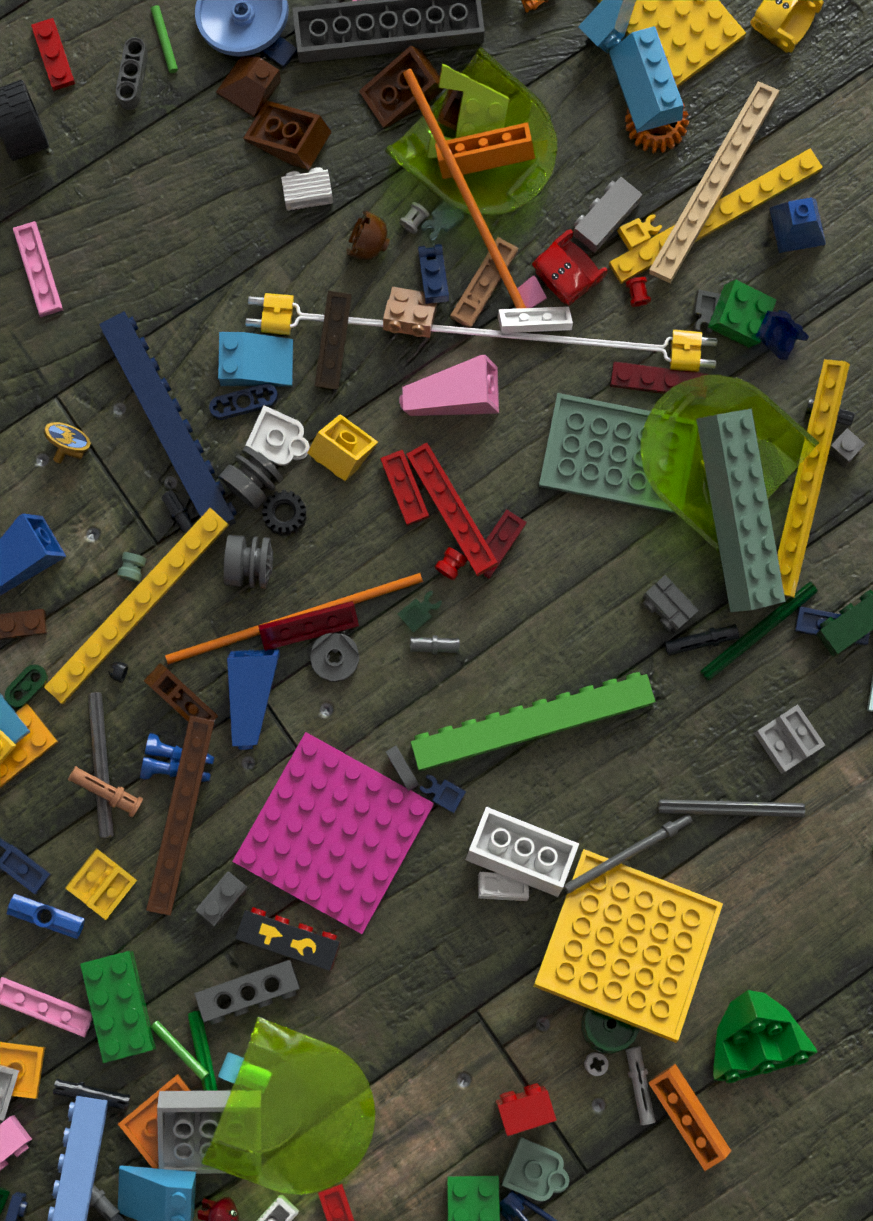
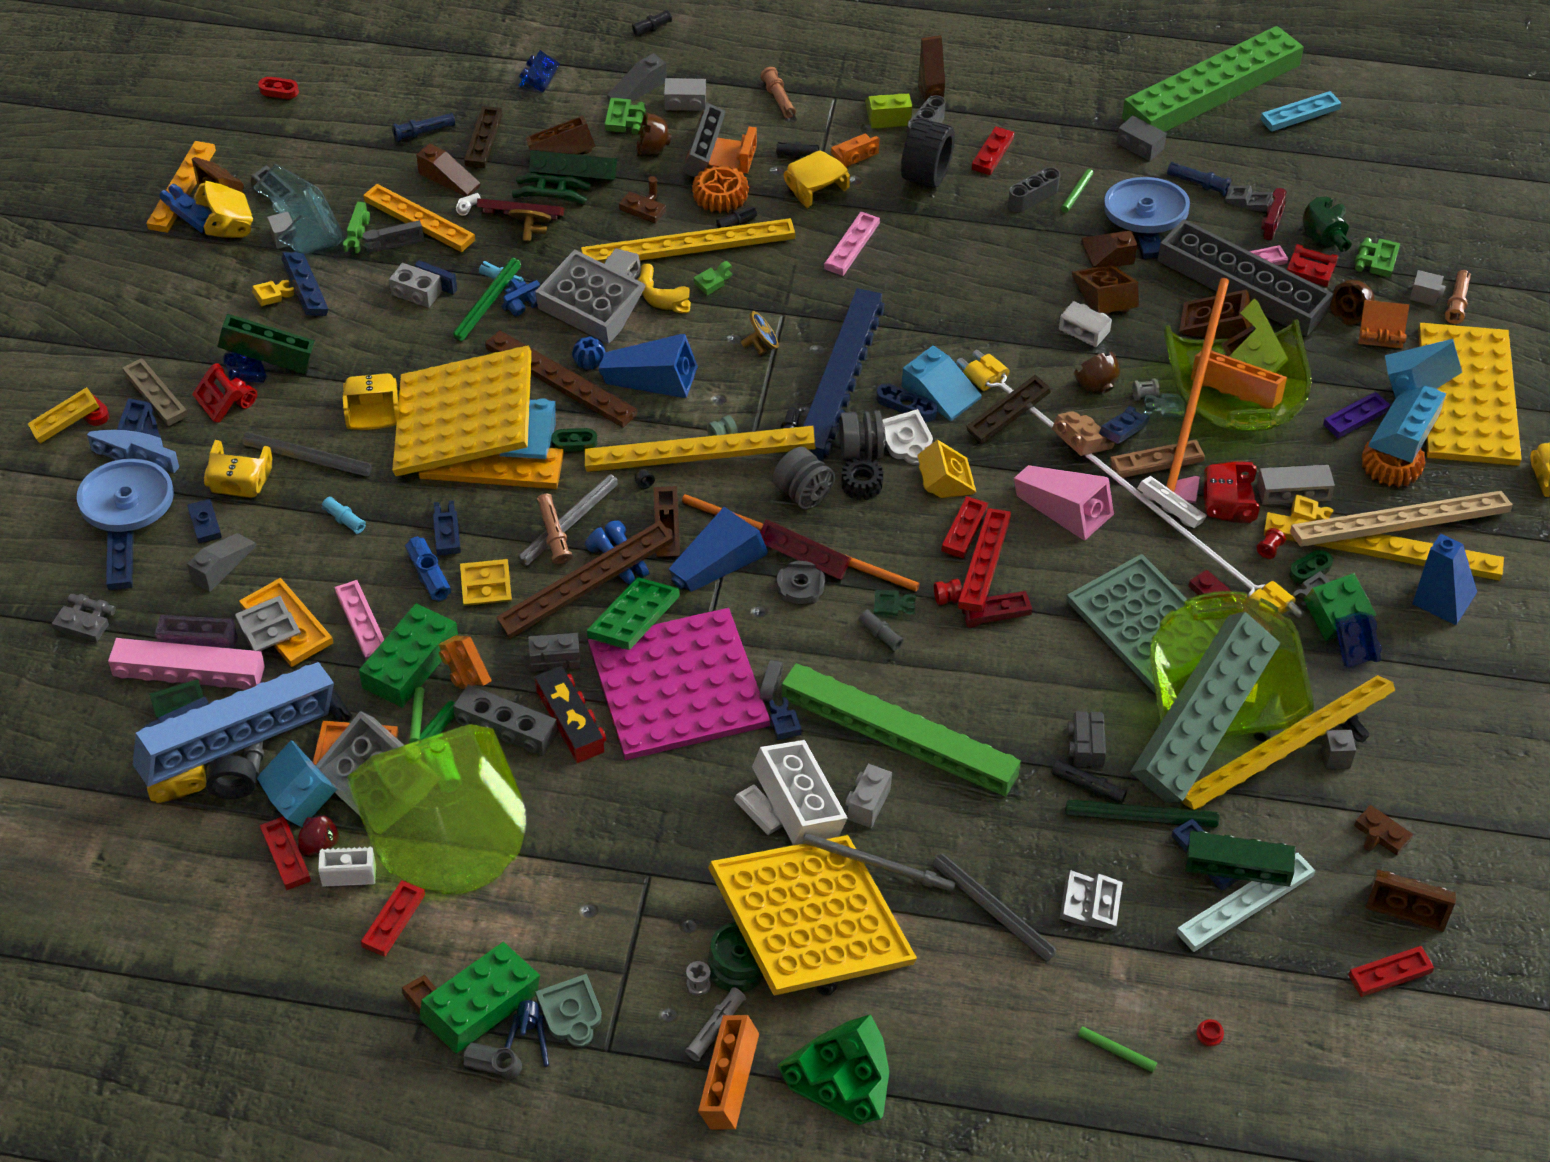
camera: 45 degrees right, 30 degrees down
(174, 981) = (463, 662): none -> orange plate
(246, 810) = (633, 613): none -> green plate
(525, 1109) = (609, 945): red brick -> none
(567, 801) = (869, 796): none -> light grey brick
(591, 96) = (1356, 414): none -> dark purple plate
(685, 289) = (1309, 566): none -> dark green plate

